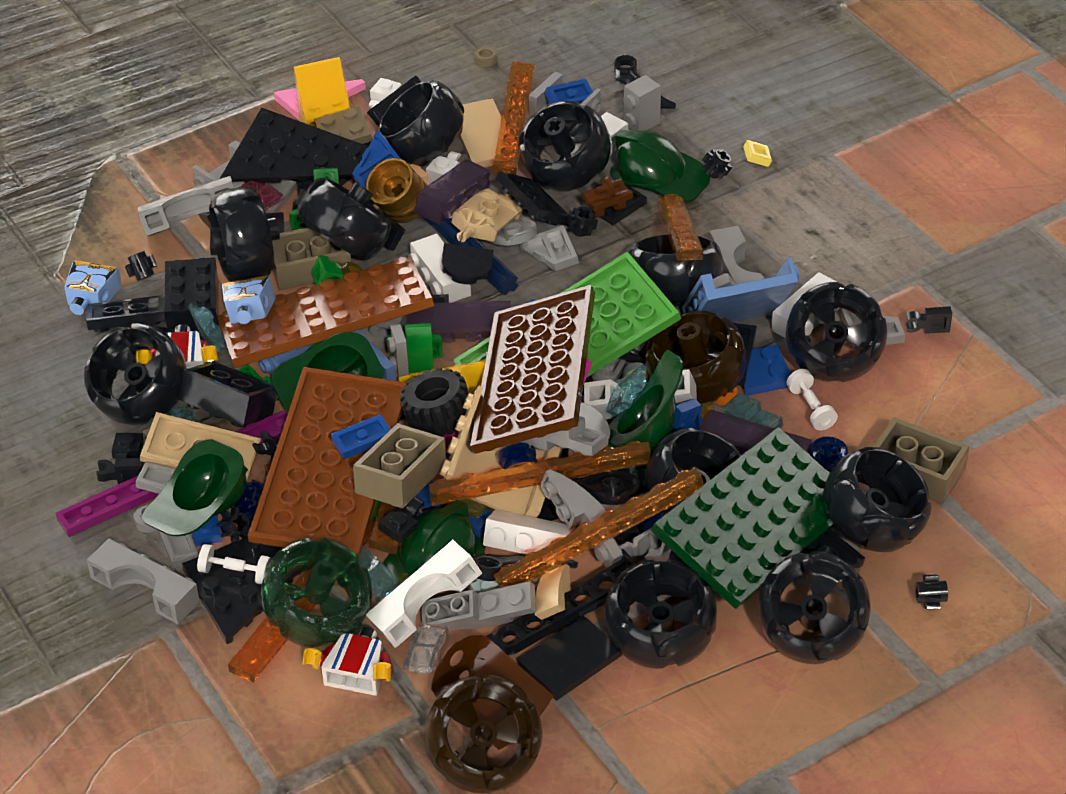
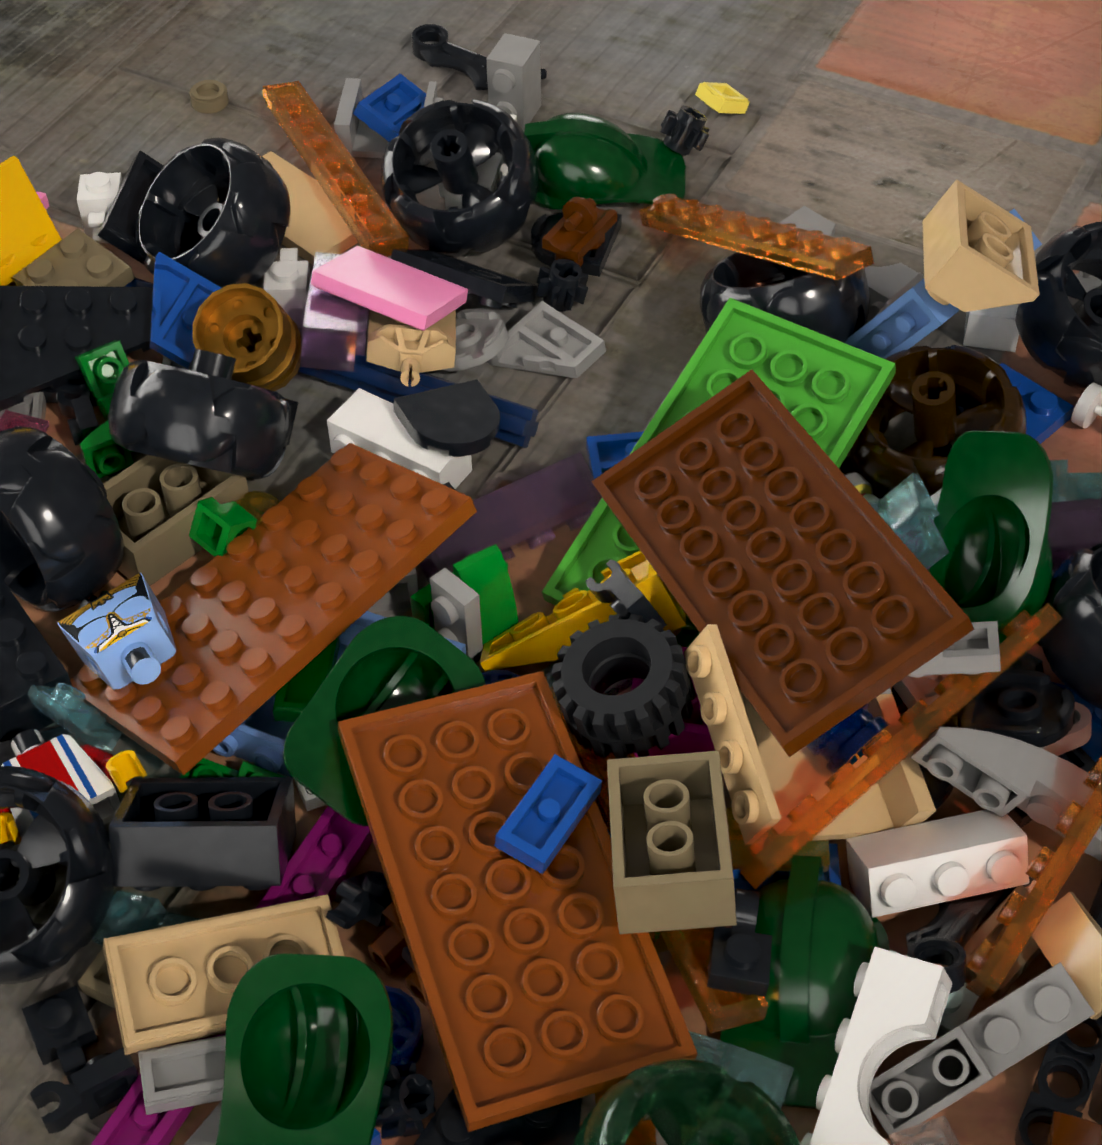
camera: 30 degrees left, 5 degrees up
(465, 366) = (623, 594): none -> black plate
(483, 189) = (389, 287): none -> bright pink tile
(746, 269) = (977, 253): none -> tan slope

